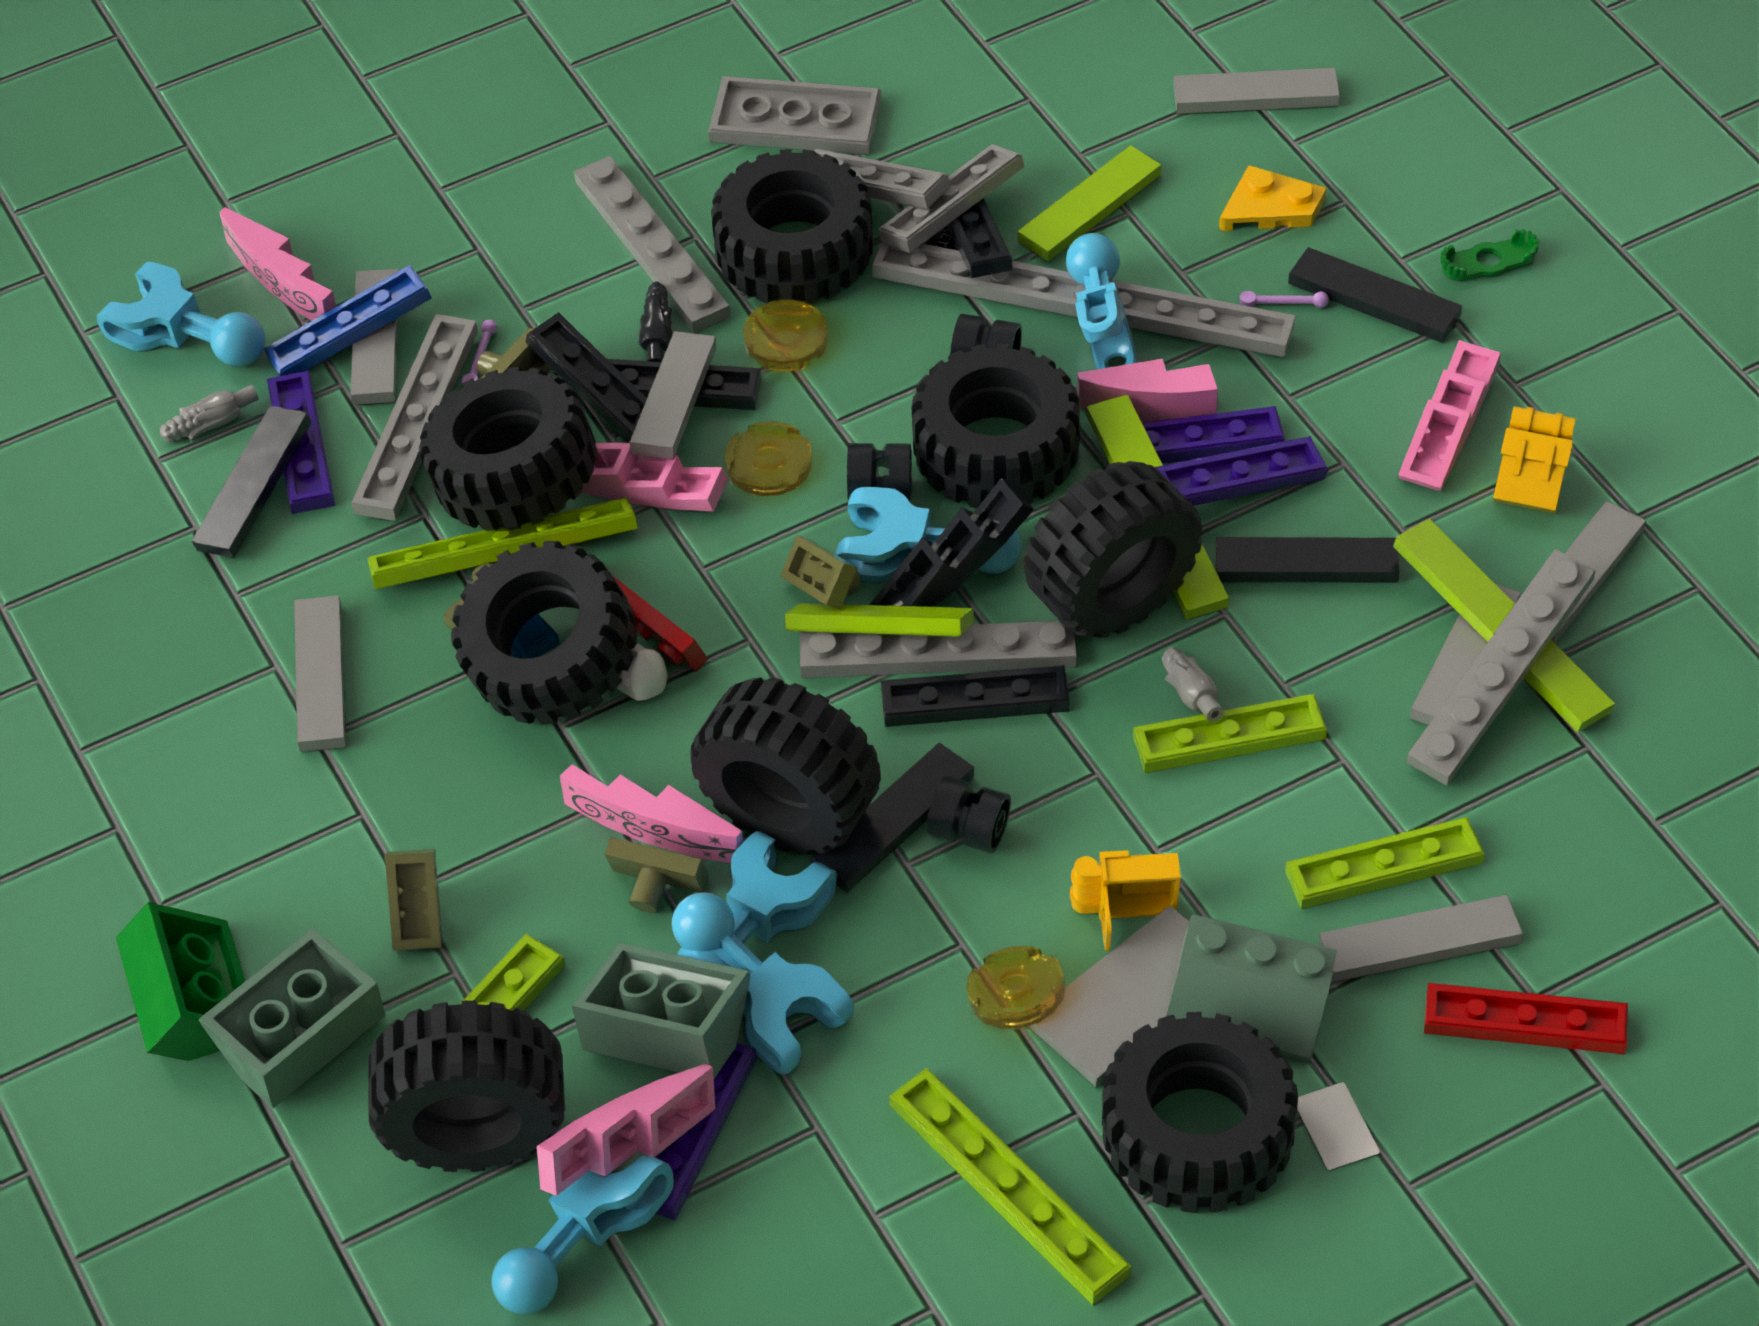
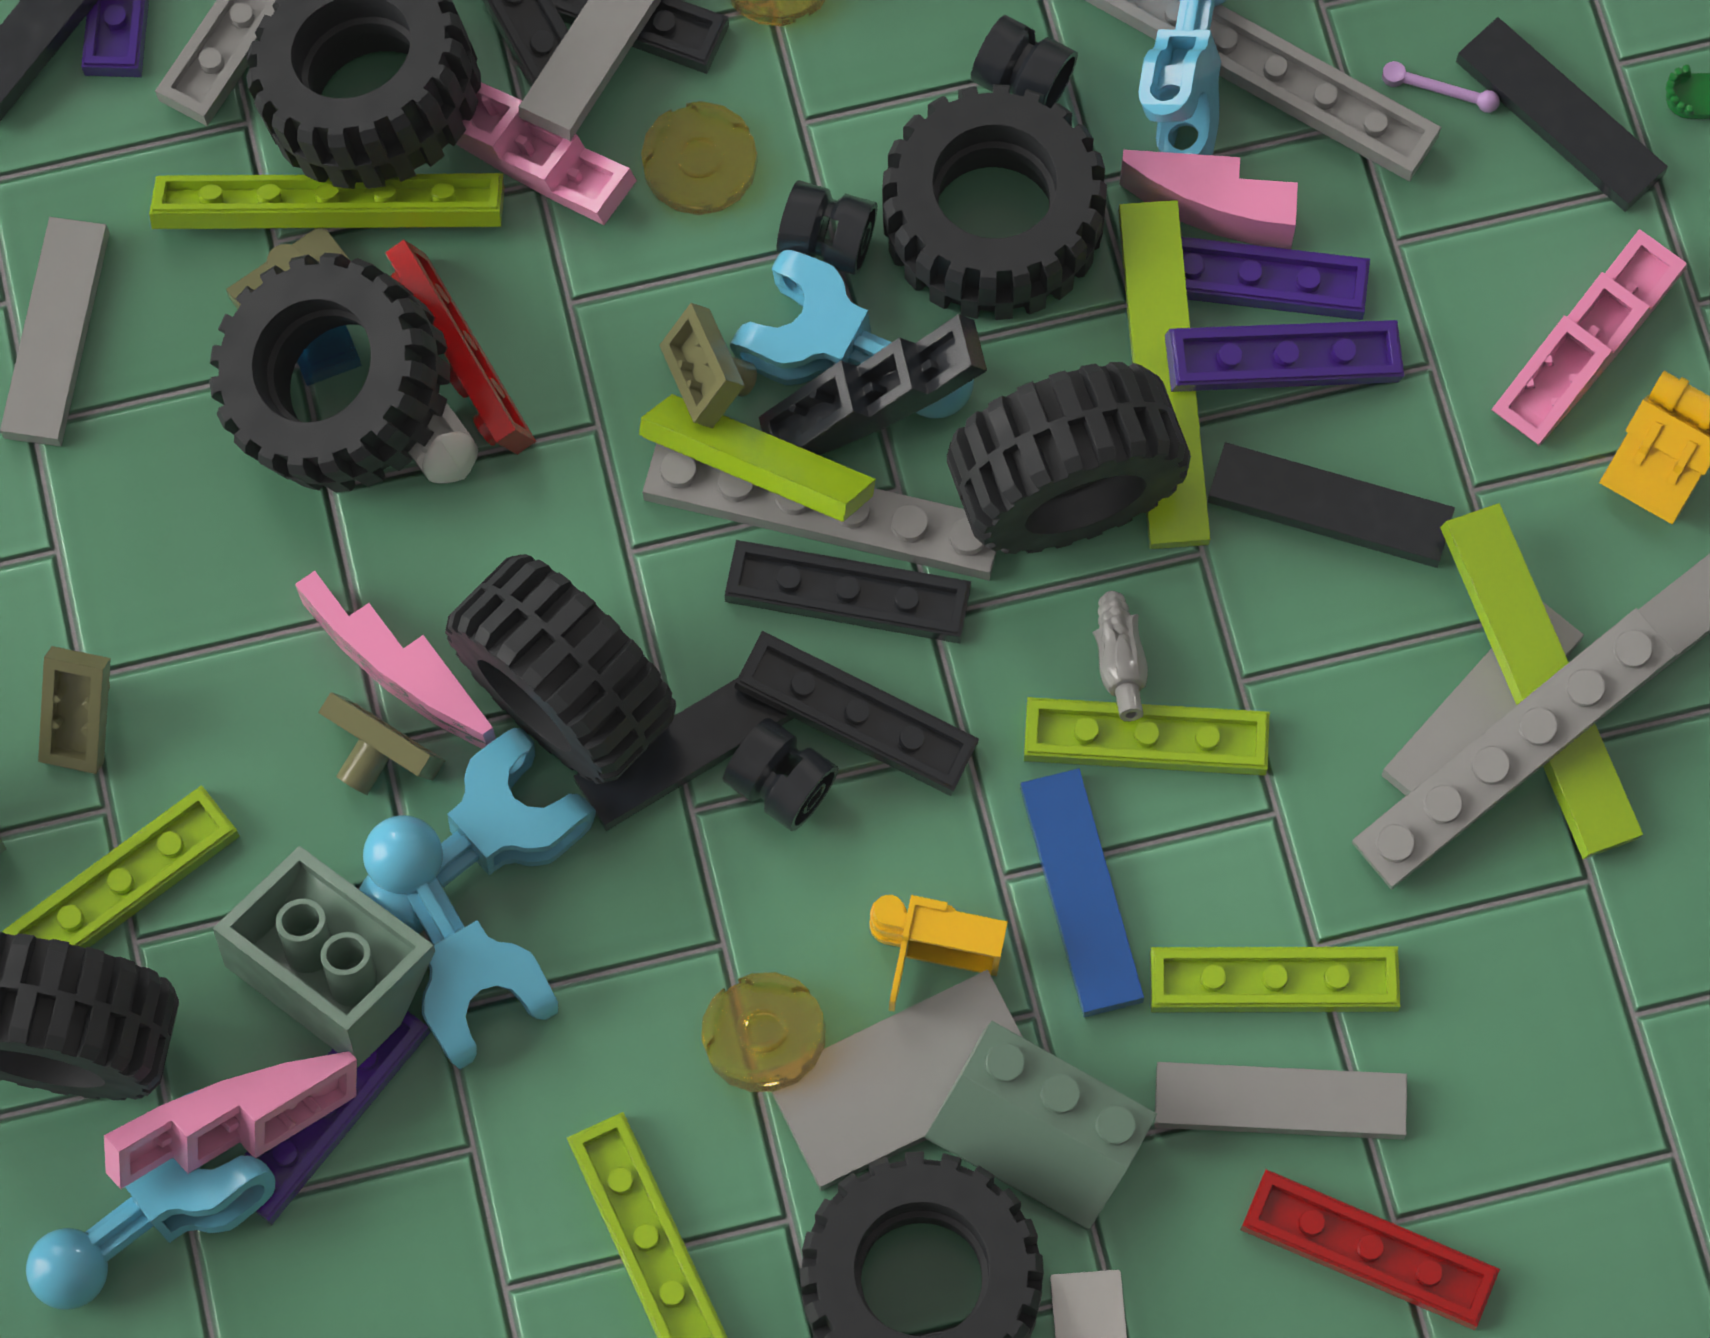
camera: 15 degrees right, 20 degrees up
(1010, 765) = (856, 713): none -> black tile
(1221, 842) = (1081, 893): none -> blue tile

